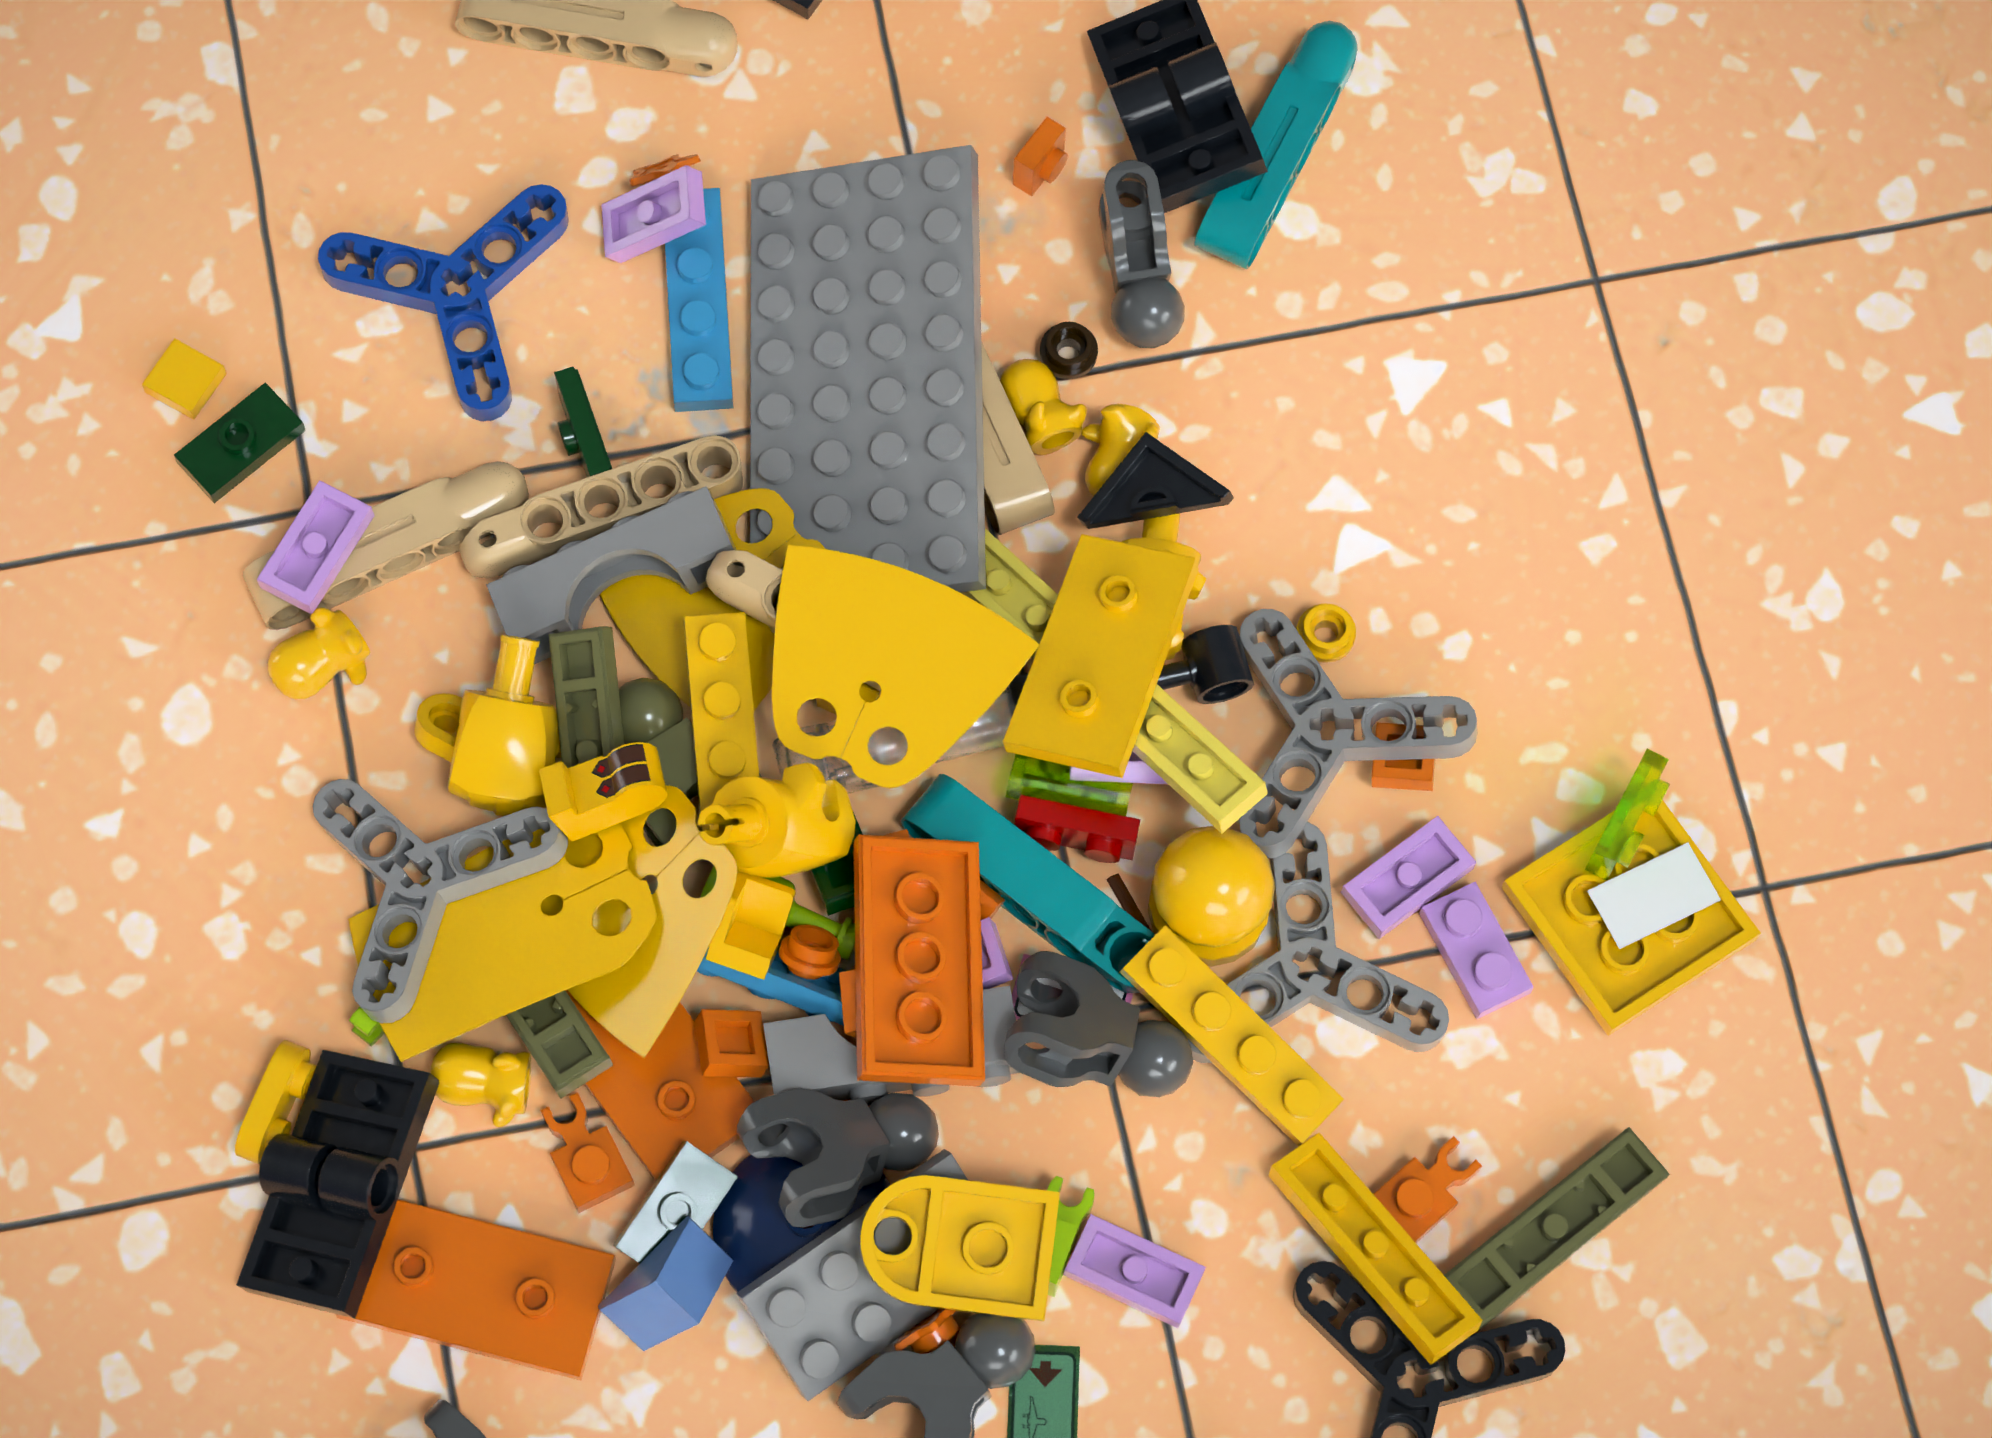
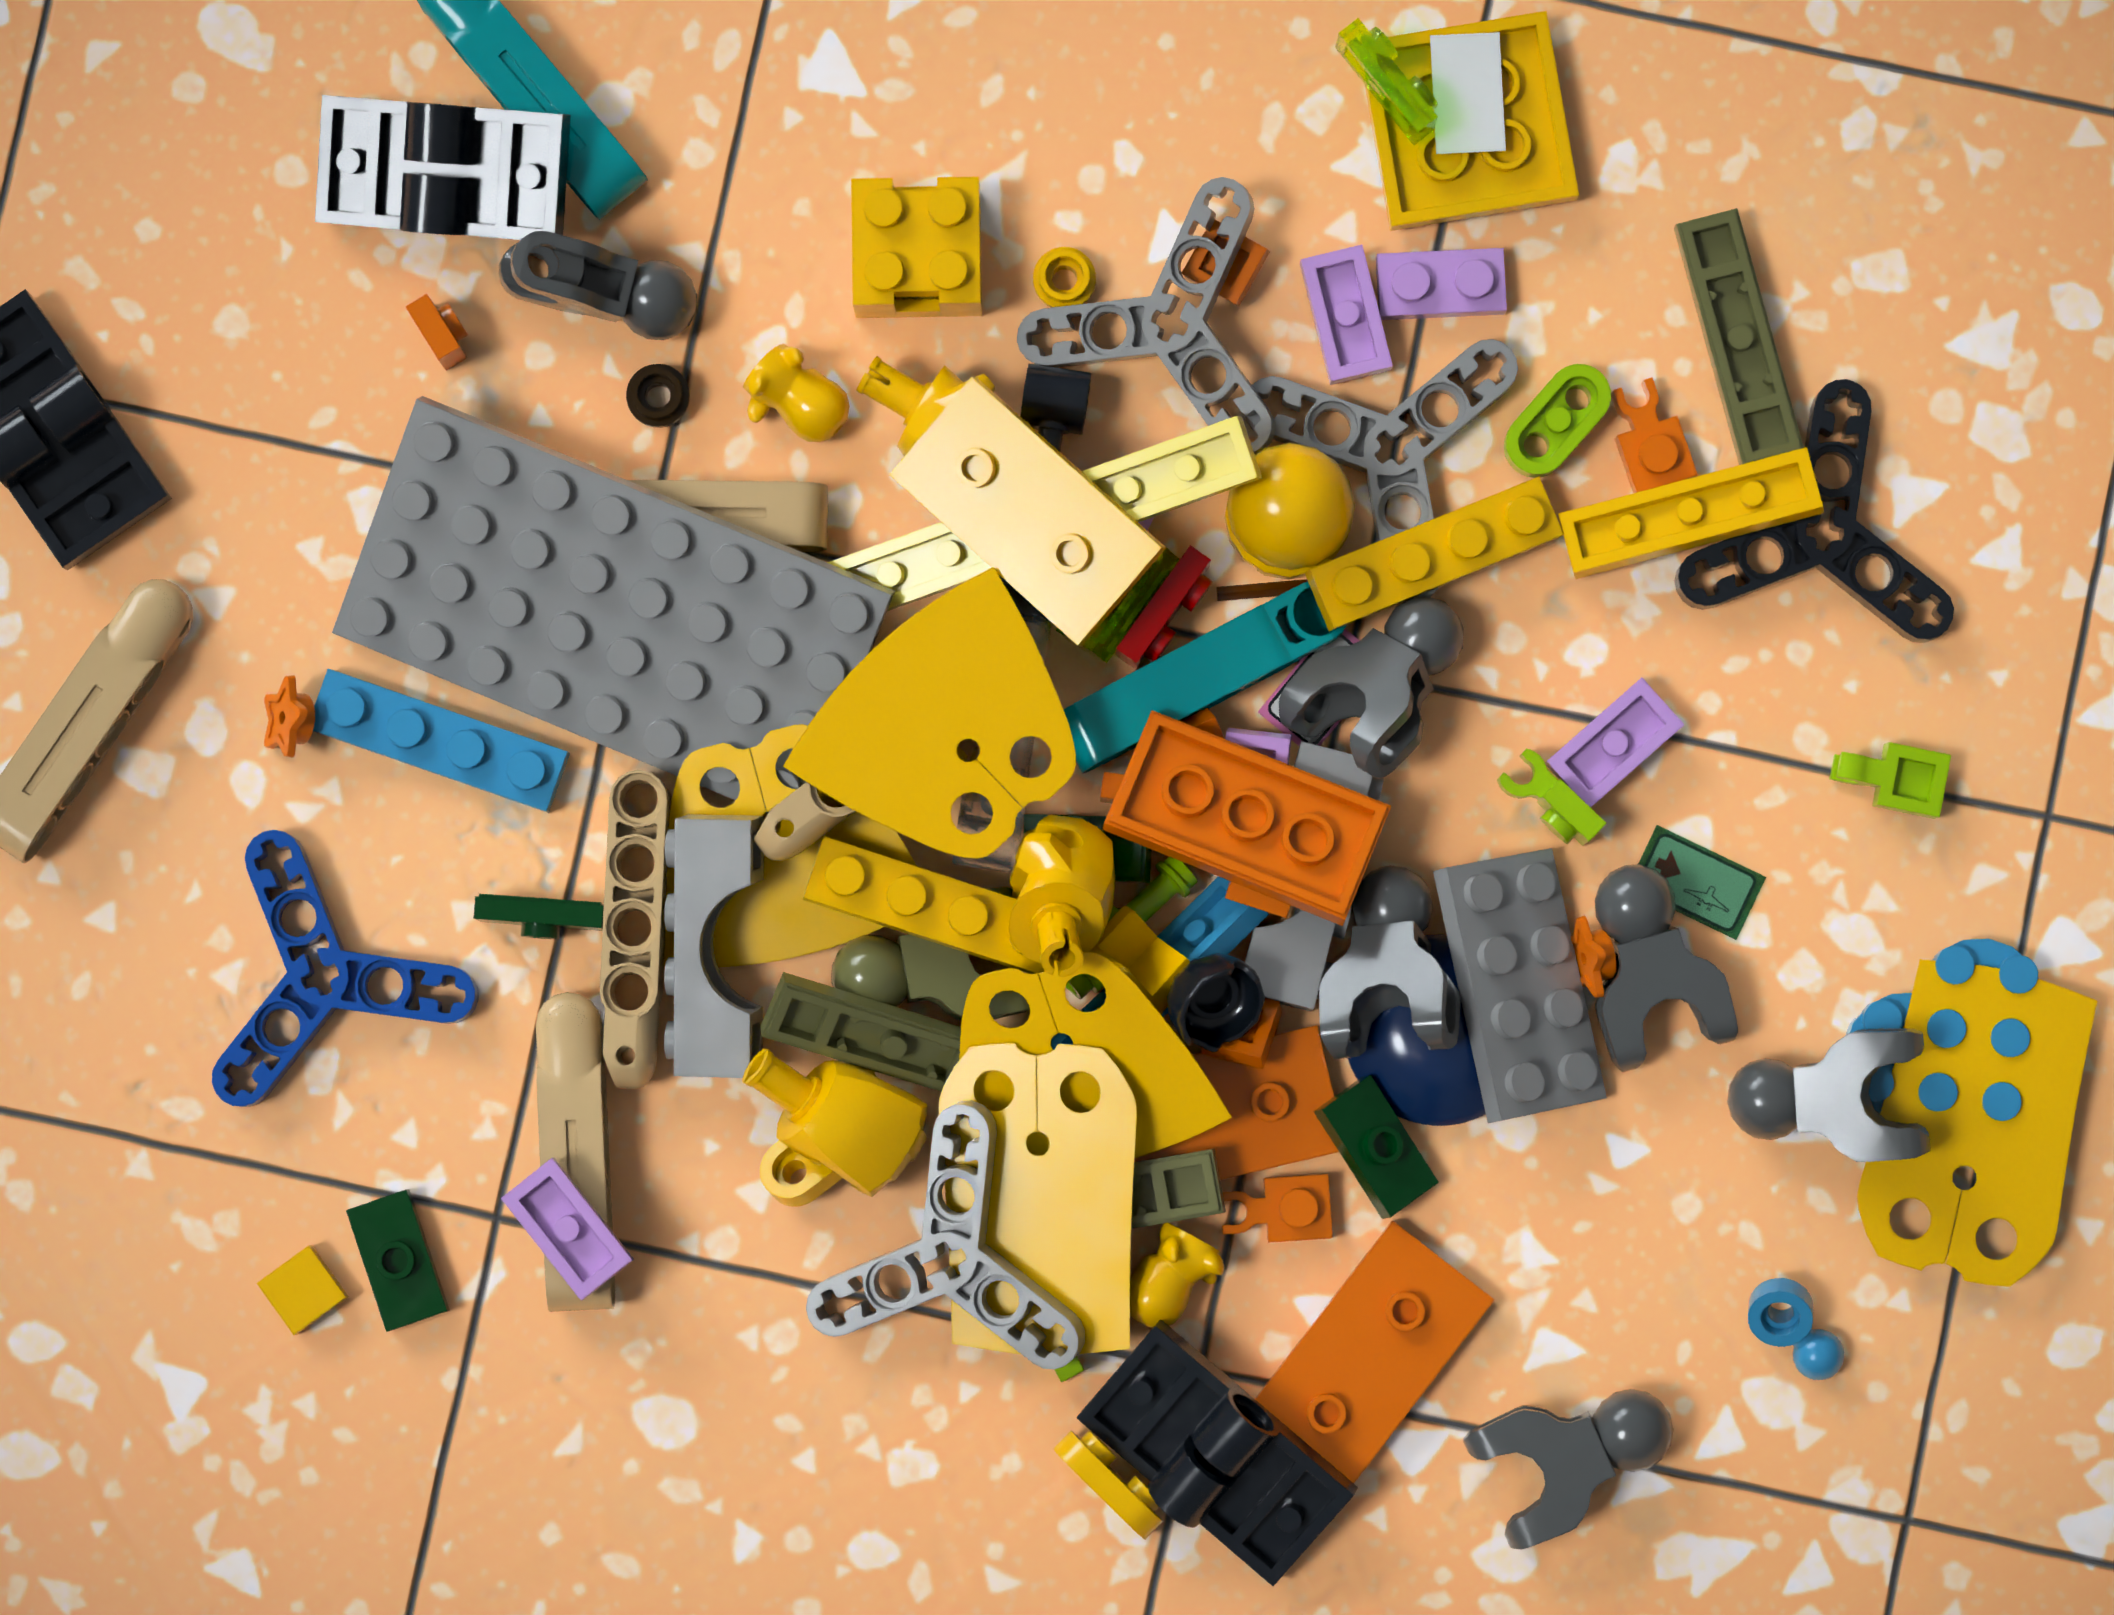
camera: 60 degrees left, 15 degrees up
(313, 657) = (668, 1278): yellow animal -> none
(603, 789) = (951, 1047): yellow leg -> none
(653, 214) = (337, 748): lavender plate -> none
(669, 1287) = (1451, 1180): medium blue slope -> none
(741, 997) = (1215, 1000): none -> black hair
(810, 952) = (1184, 915): orange plate -> none
(969, 1245) = (1544, 889): yellow plate -> none
(1039, 408) = (707, 453): yellow animal -> none
(1152, 485) = (857, 379): black tile -> none
(1293, 498) = (916, 248): none -> yellow piece
(1402, 1094) = (1556, 421): none -> lime plate

